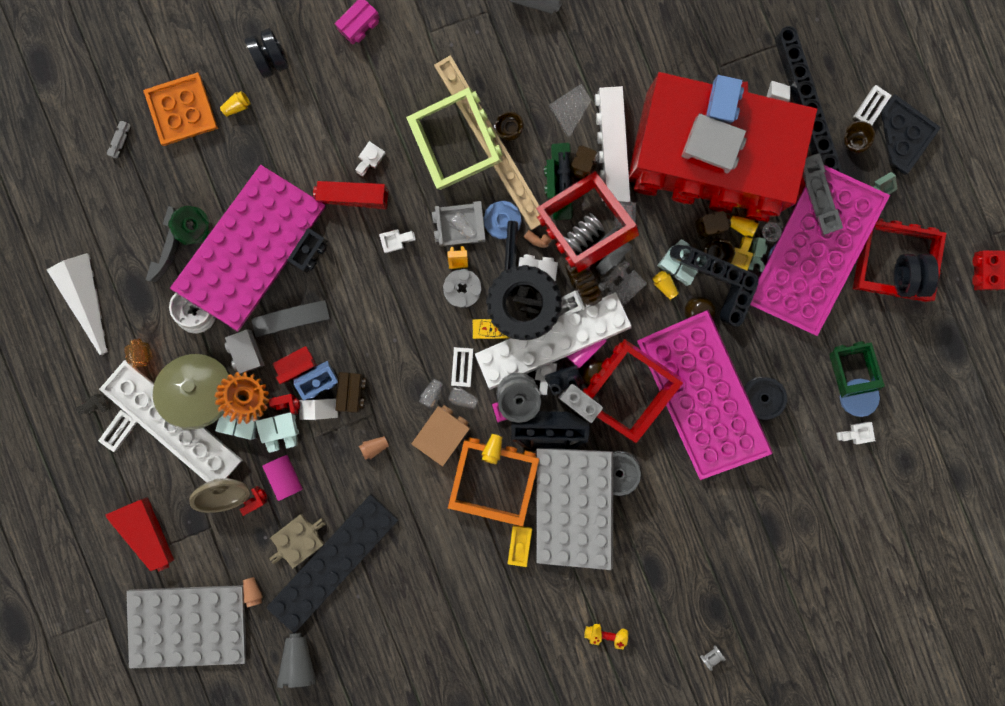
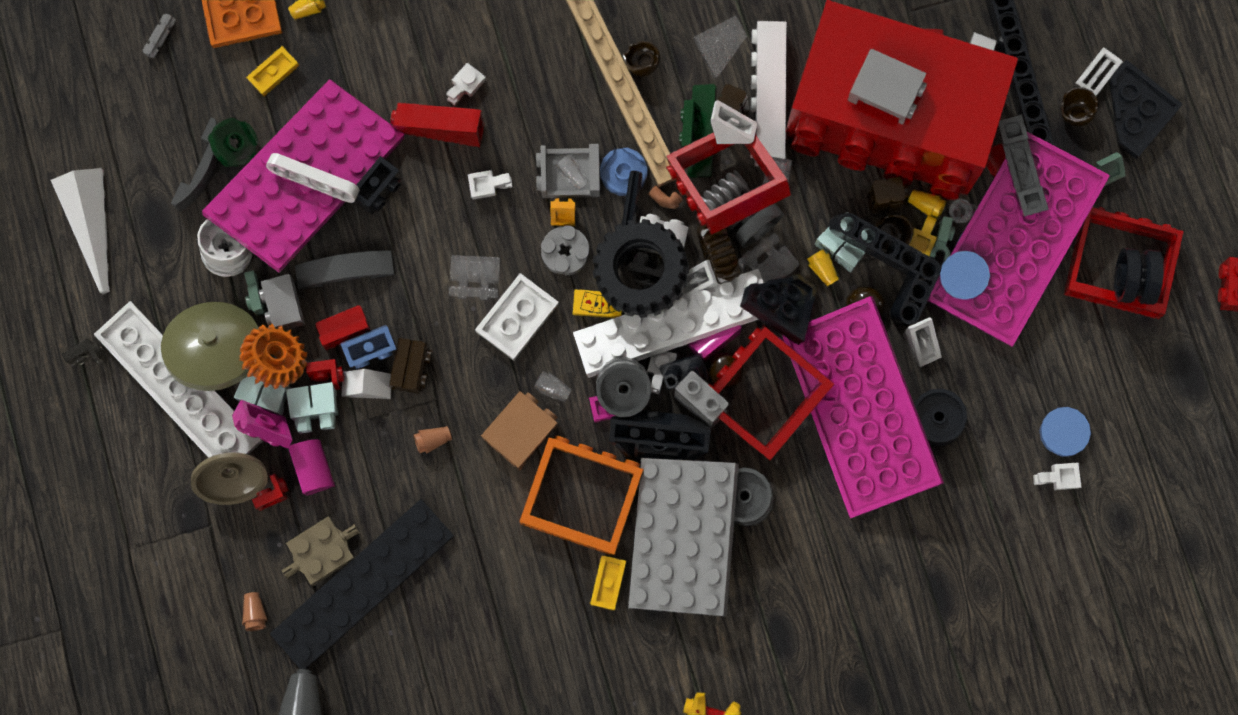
camera: 10 degrees right, 10 degrees down
(102, 440) = (116, 396): white tile -> none
(138, 353) = (148, 294): clear orange head -> none
(142, 533) = (122, 518): red slope -> none
(186, 626) = (163, 650): light grey plate -> none
(214, 161) = (272, 71): none -> yellow plate
(220, 349) = (253, 300): none -> sand green plate
(240, 452) = (262, 423): none -> dark pink plate
(255, 252) = (312, 177): none -> white beam
(393, 309) = (474, 269): none -> clear plate
(425, 148) = (615, 64): yellowish green window -> none
(429, 345) = (517, 316): none -> white plate
(431, 394) = (512, 378): clear cone -> none
(461, 383) = (552, 368): white tile -> none
(493, 449) = (584, 450): yellow cone -> none
(564, 171) = (705, 114): black pin -> none
(587, 181) = (731, 125): none -> white slope
(637, 321) = (782, 305): none -> black plate
(724, 99) = (903, 34): medium blue brick -> none
(747, 337) = (923, 342): none -> white slope
(777, 283) = (964, 275): none -> medium blue tile
(872, 365) = (1063, 415): dark green window -> none

